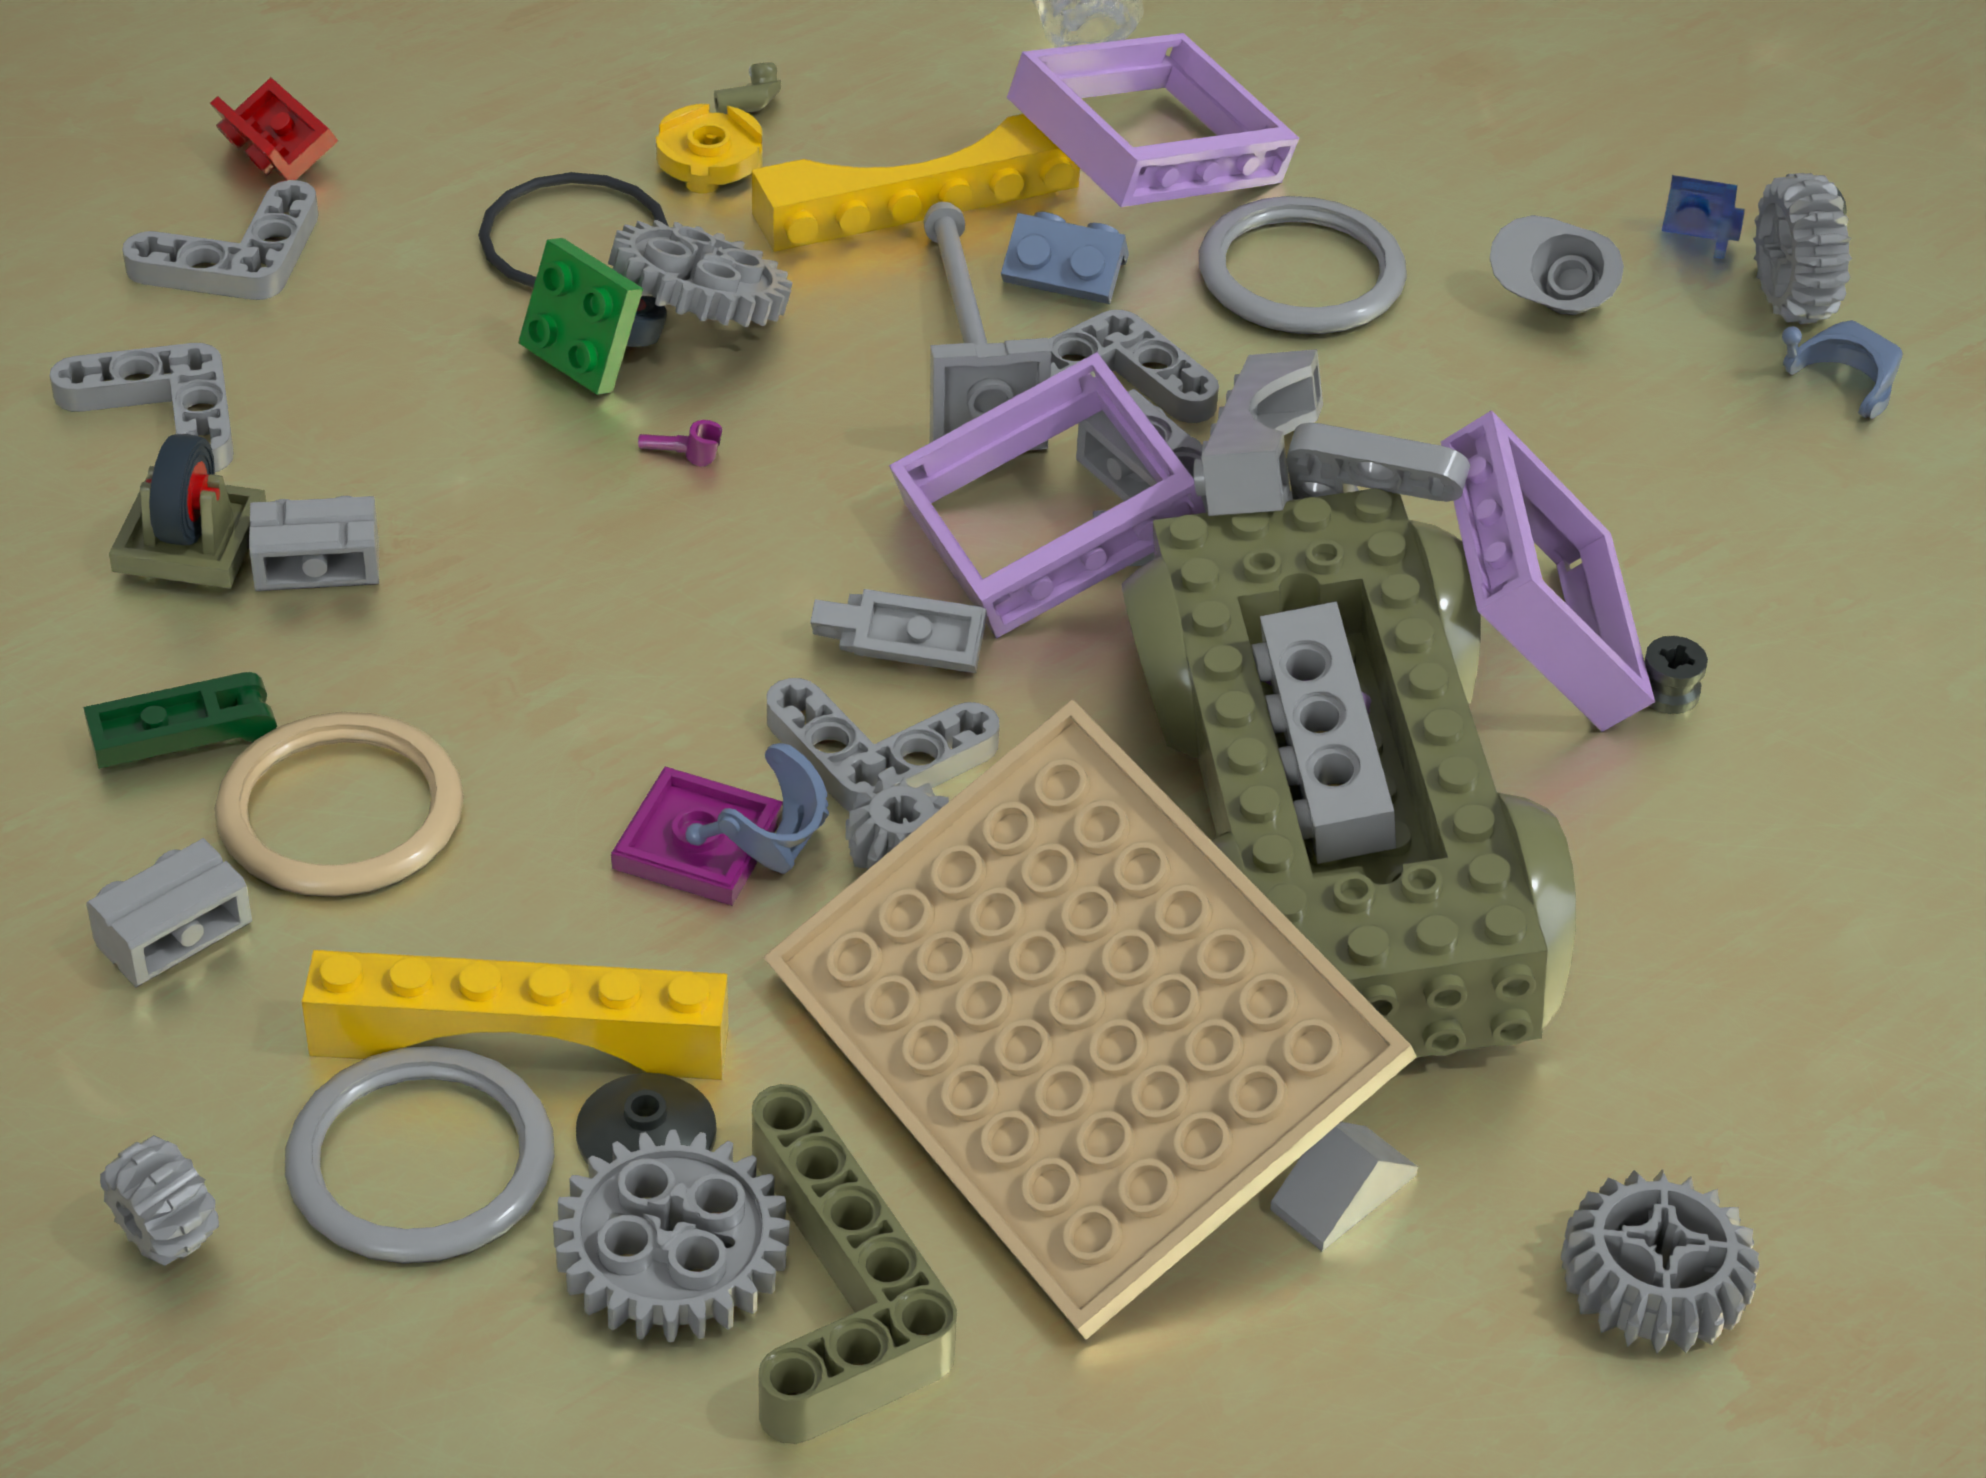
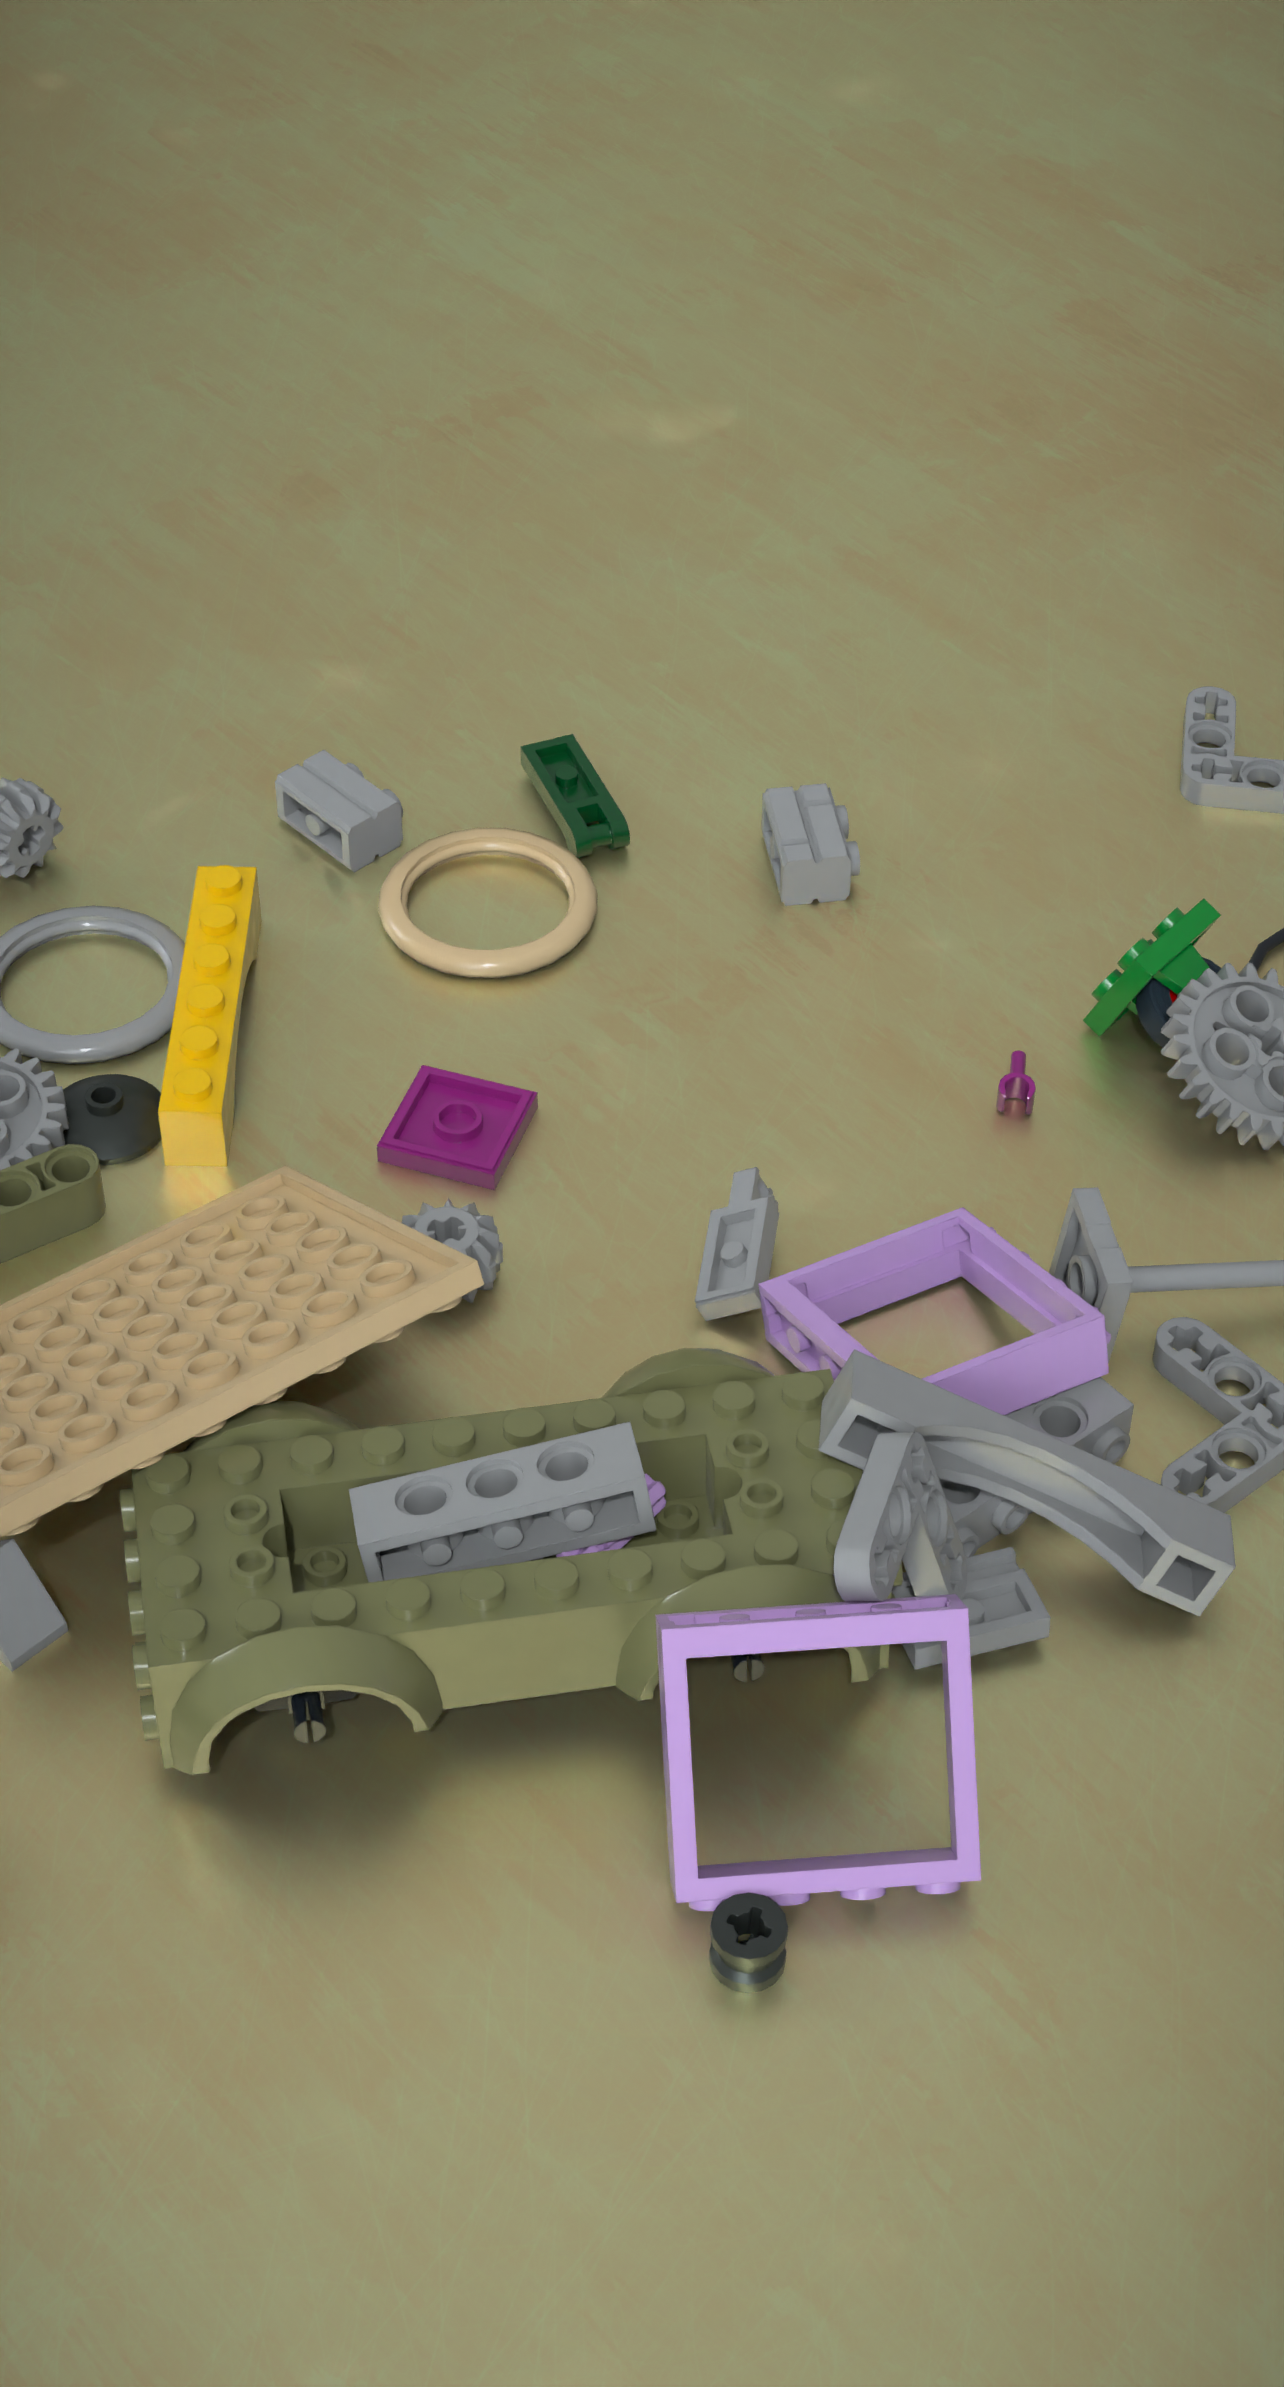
camera: 90 degrees right, 0 degrees up
(186, 519) = (818, 739): olive plate -> none
(193, 380) = (962, 769): light grey beam -> none
(801, 816) = (432, 1179): sand blue helmet -> none
(966, 728) = (563, 1238): light grey beam -> none

